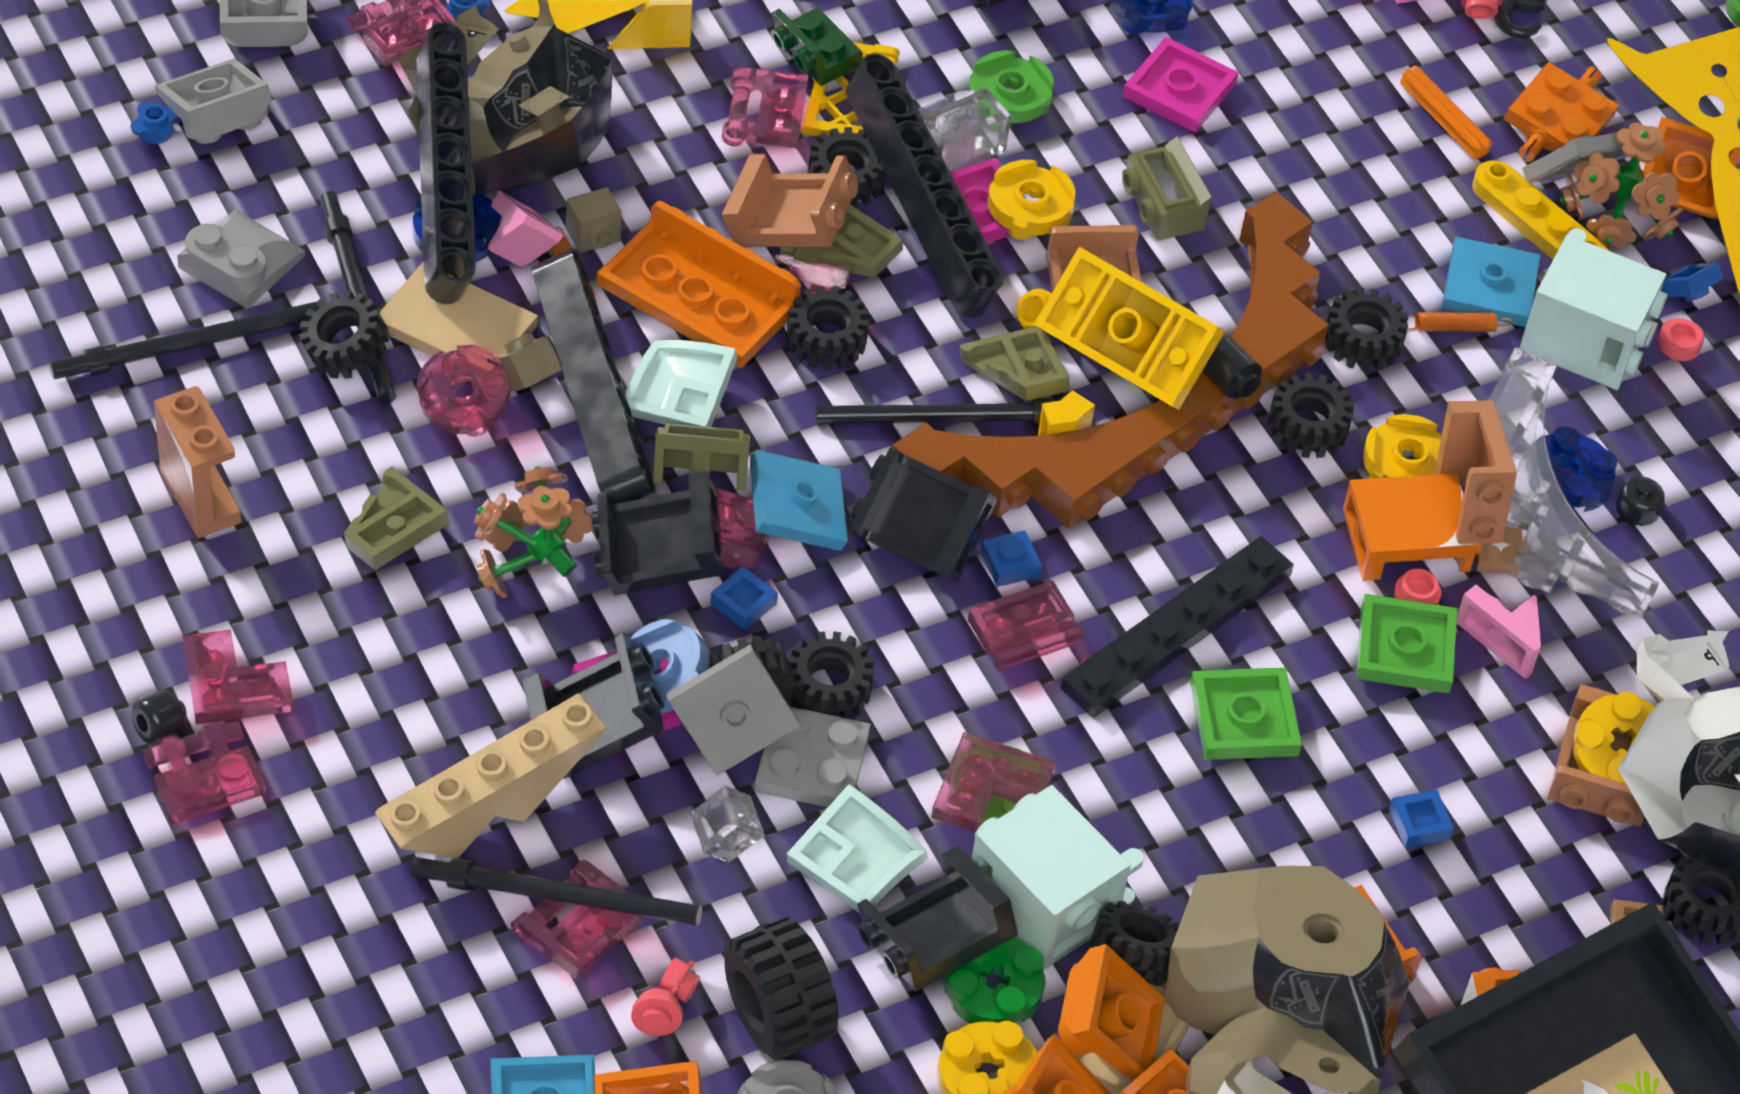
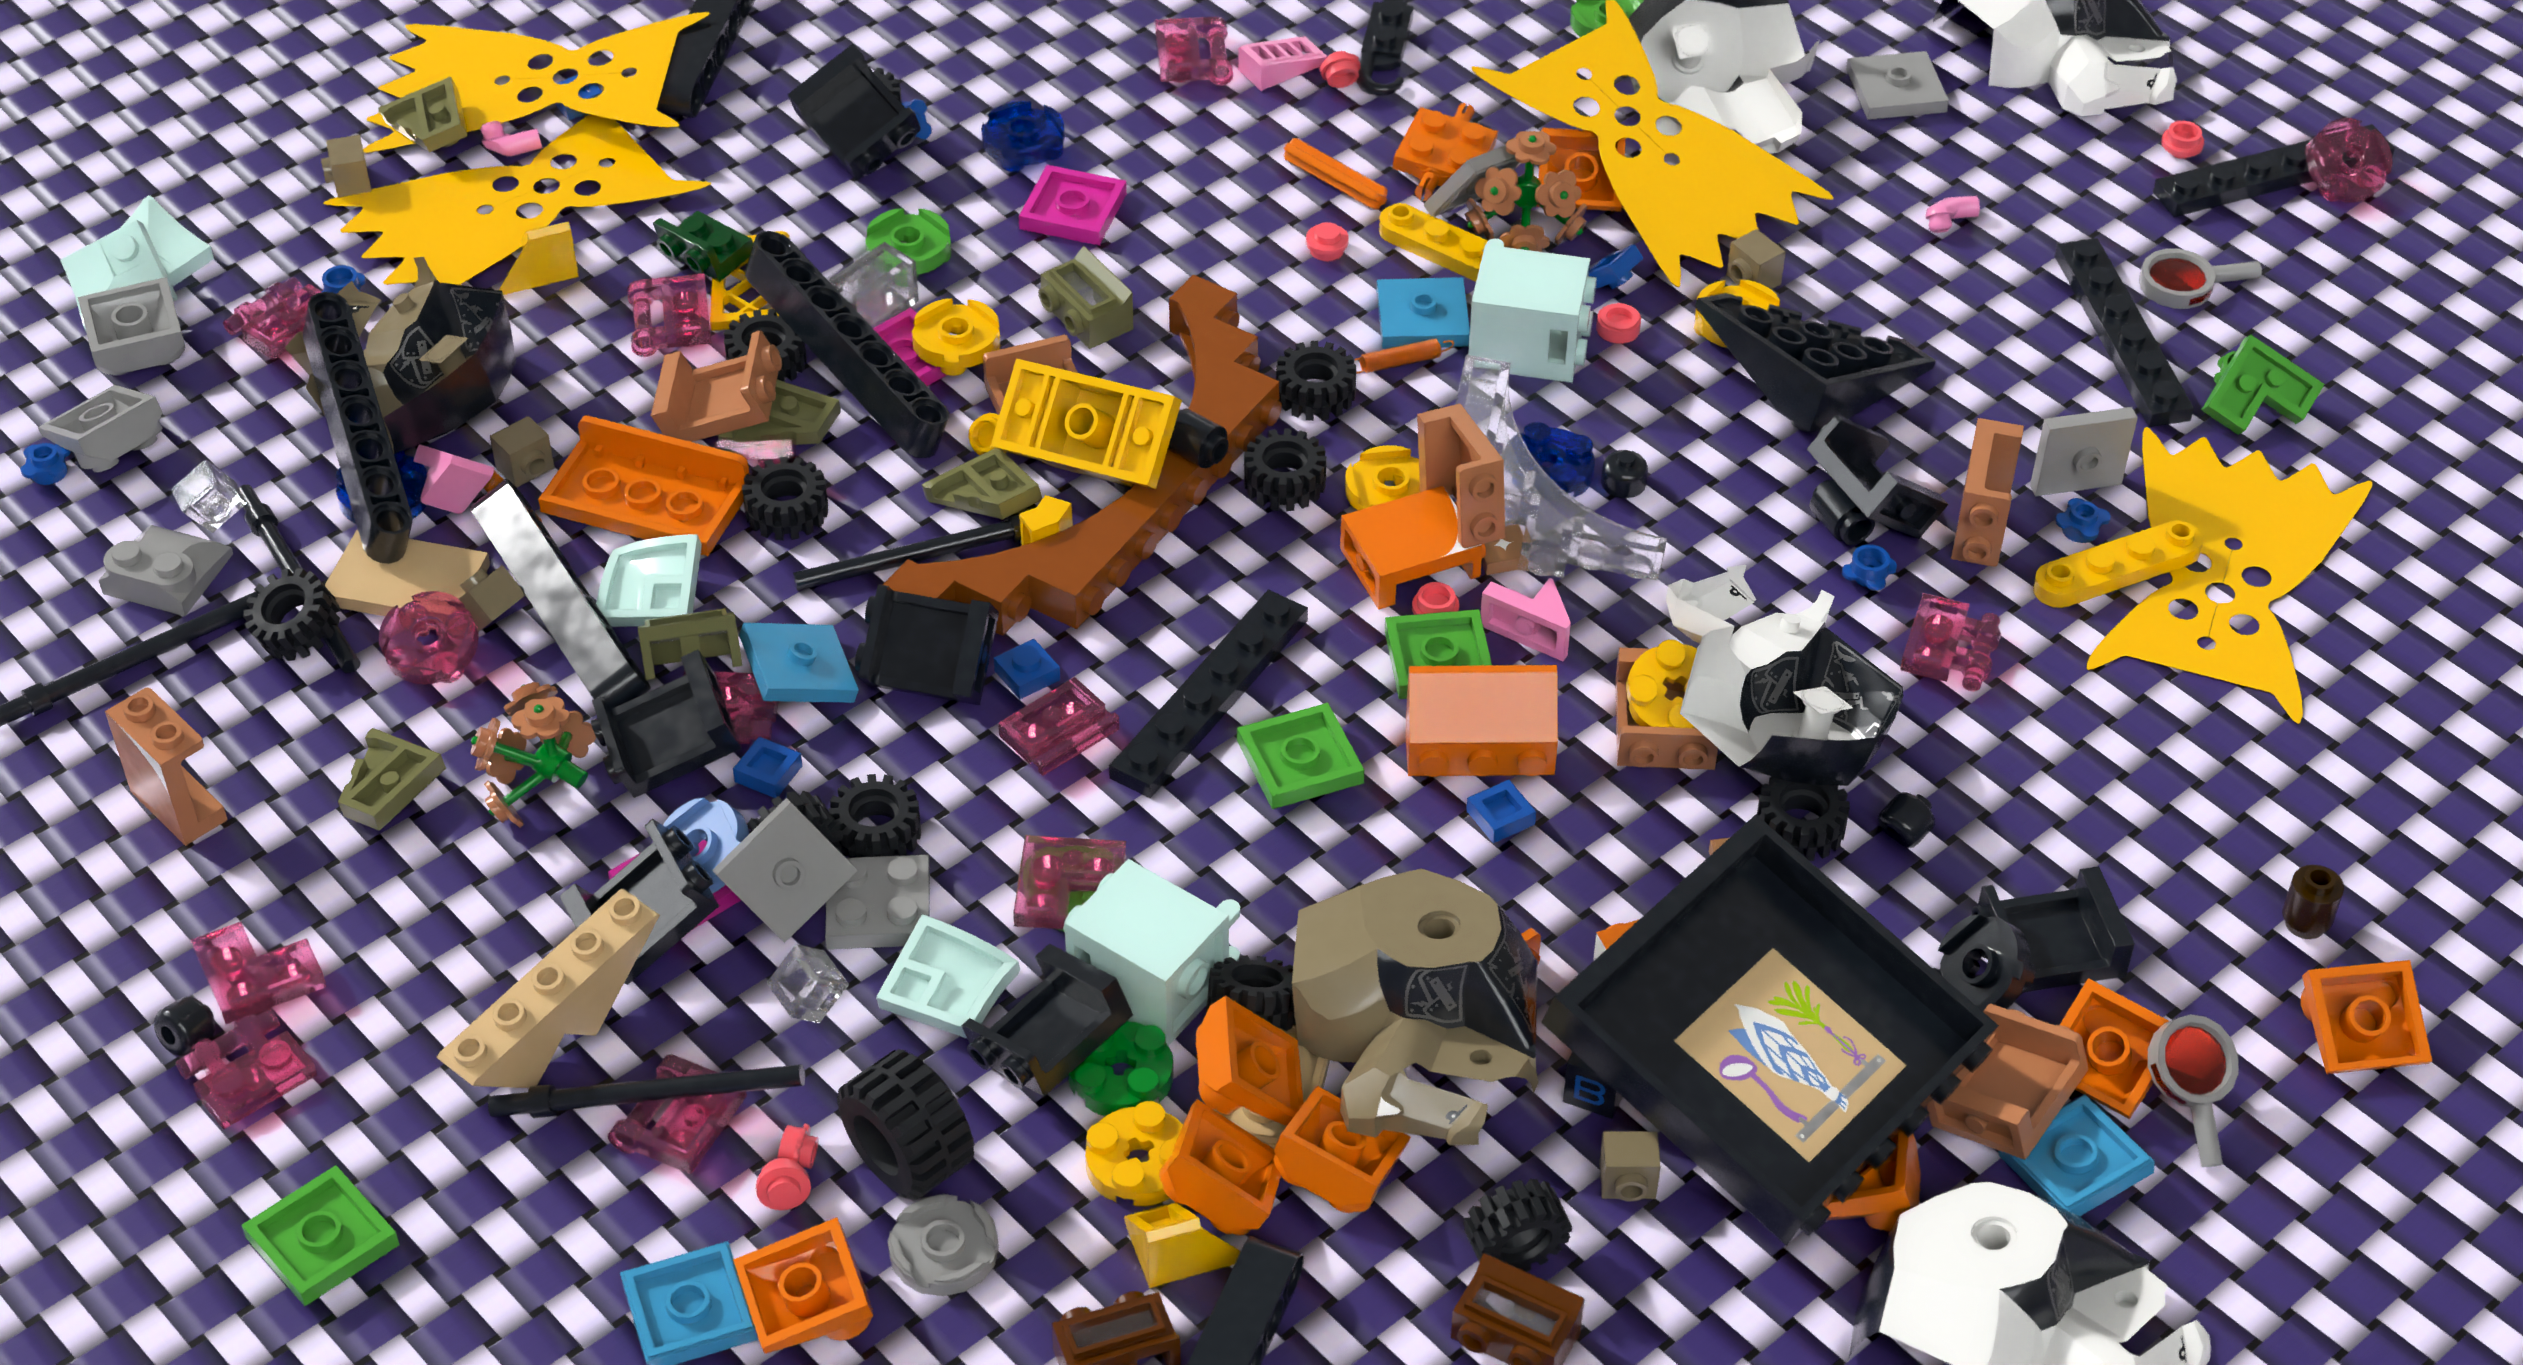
camera: 10 degrees left, 5 degrees down
(234, 951) = (320, 1235): none -> bright green plate
(295, 195) = (208, 496): none -> clear plate
(1417, 183) = (1327, 241): none -> coral plate
(1427, 725) = (1482, 720): none -> orange slope

